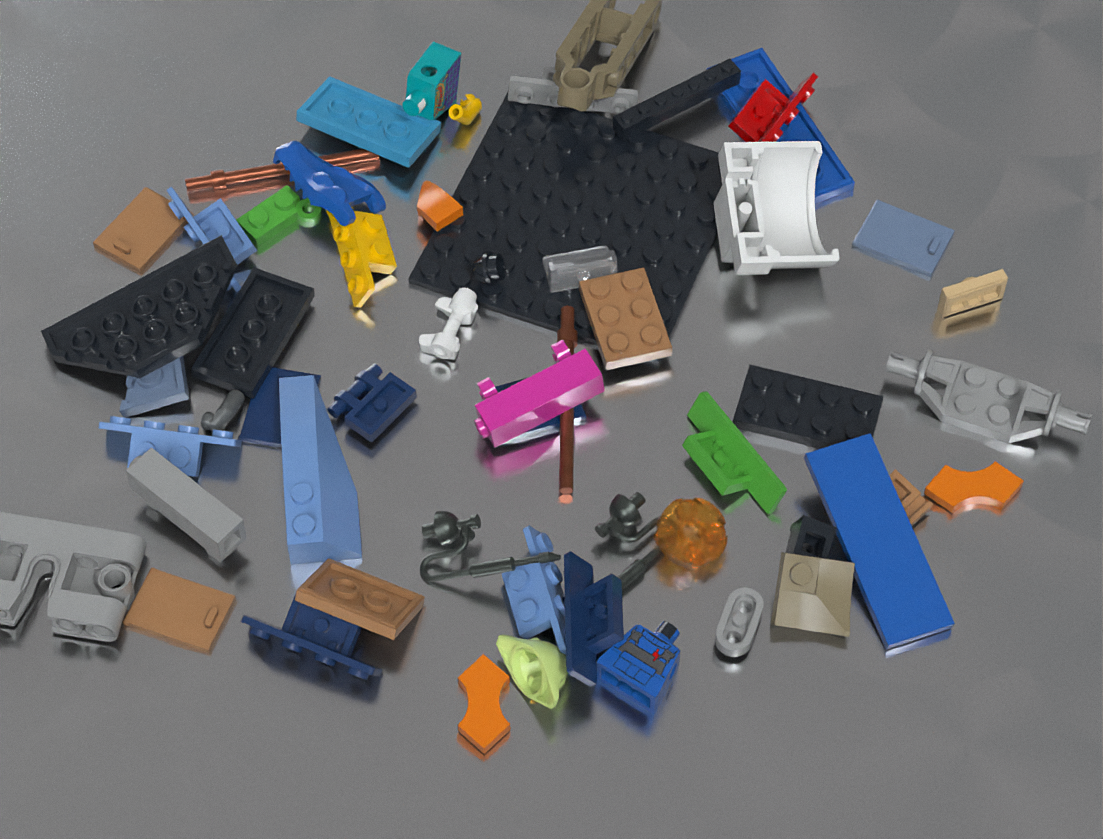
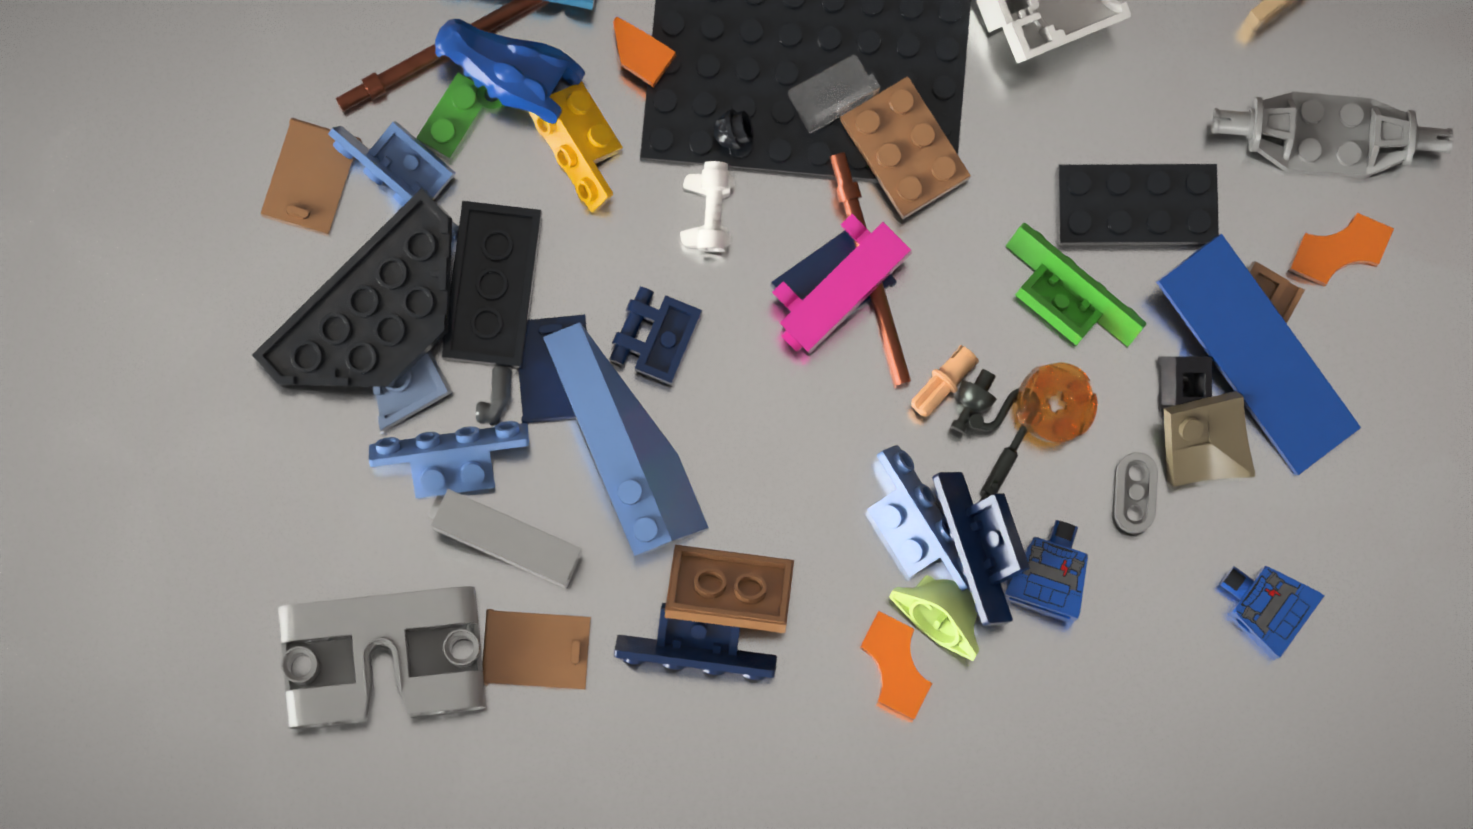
camera: 20 degrees left, 25 degrees up
(448, 528) = (793, 474): pearl dark grey piece -> none
(600, 495) = (944, 381): none -> light nougat axle
(833, 742) = (1270, 607): none -> torso

